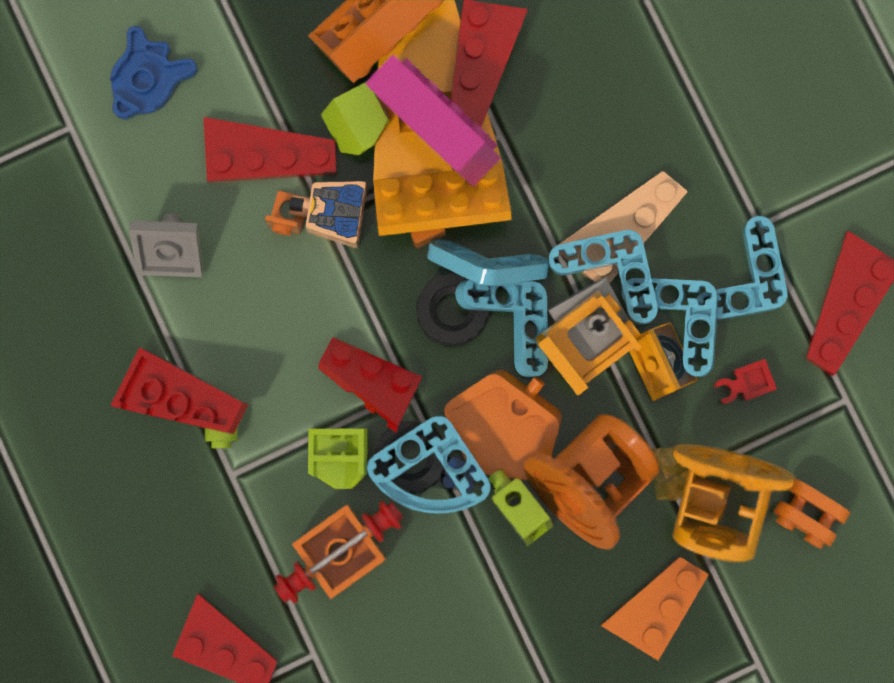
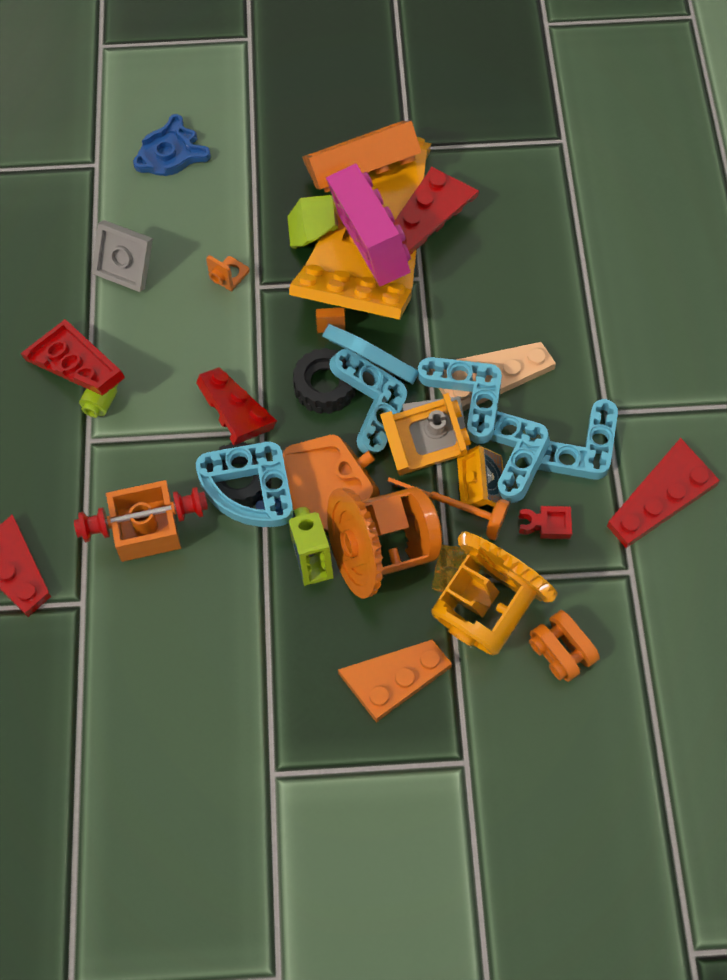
camera: 20 degrees right, 20 degrees down
(256, 153) = (229, 226): red wing -> none
(333, 210) = (264, 279): torso -> none
(338, 456) = (178, 452): lime slope -> none
(614, 405) = (495, 518): none -> orange piece

